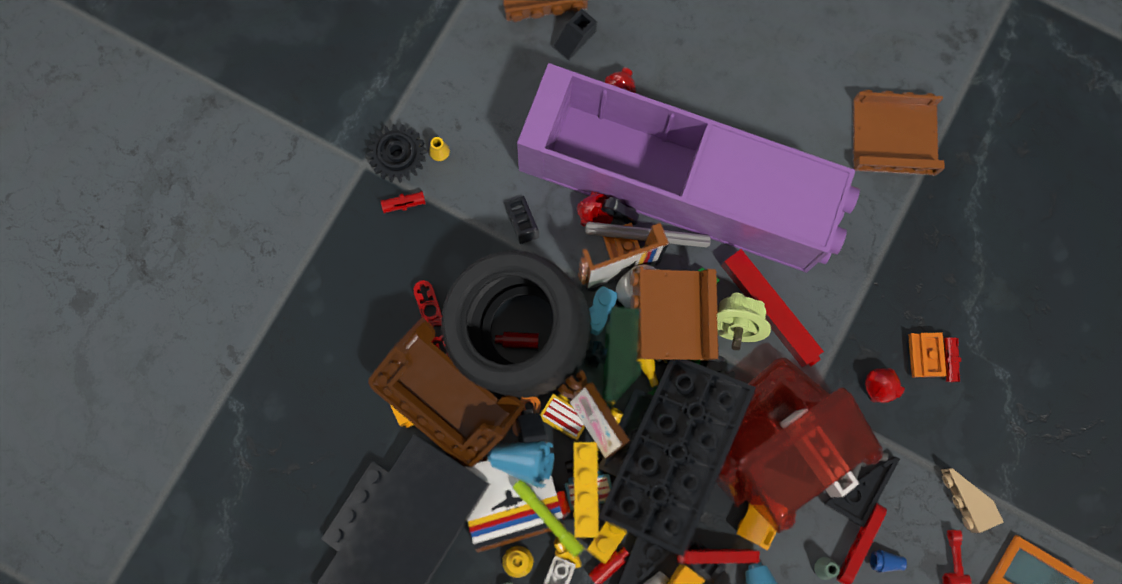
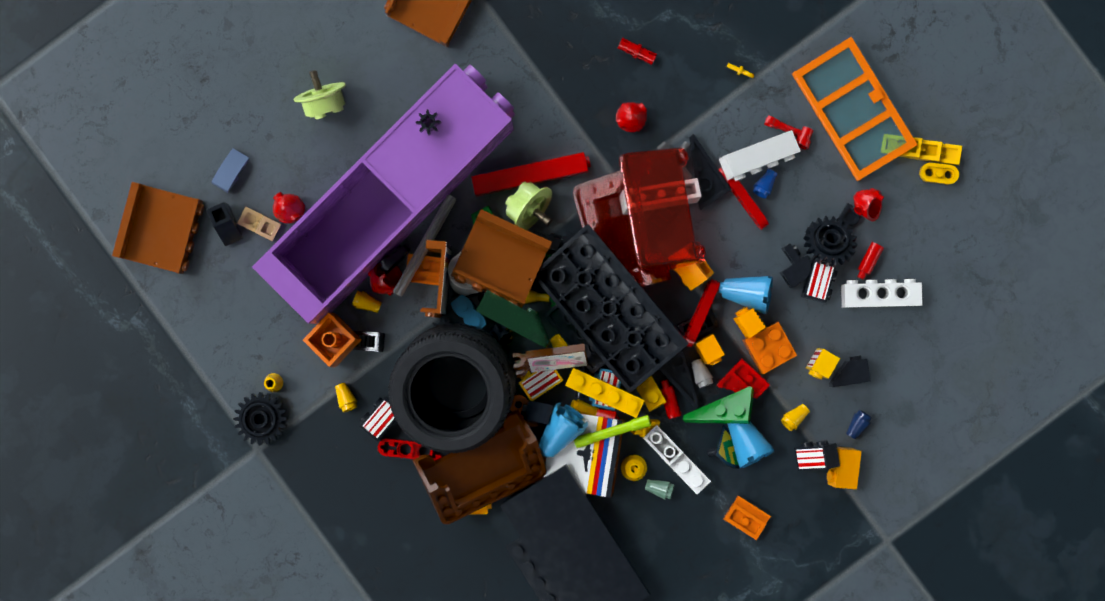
camera: 60 degrees left, 10 degrees up
(403, 202) = (304, 431): red pin -> none
(446, 269) = (379, 420): none -> brick
(455, 227) = (345, 398): none -> yellow cone
(509, 186) = (332, 339): none -> orange brick
(518, 340) = (462, 389): red cylinder -> none
(558, 476) = (583, 407): none -> yellow cone
(562, 203) = (366, 302): none -> yellow cone
(591, 62) = (258, 223): none -> tan slope
(628, 17) = (229, 170): none -> sand blue slope
(743, 69) = (321, 98): none -> yellowish green piece
(784, 162) = (424, 119): none -> black gear
(821, 568) = (744, 236): sand green cone -> none
(916, 540) = (759, 155): none -> white brick
(927, 355) = (624, 69): orange plate -> none
(977, 508) = (759, 93): tan slope -> none
(989, 477) = (740, 70): none -> yellow hand

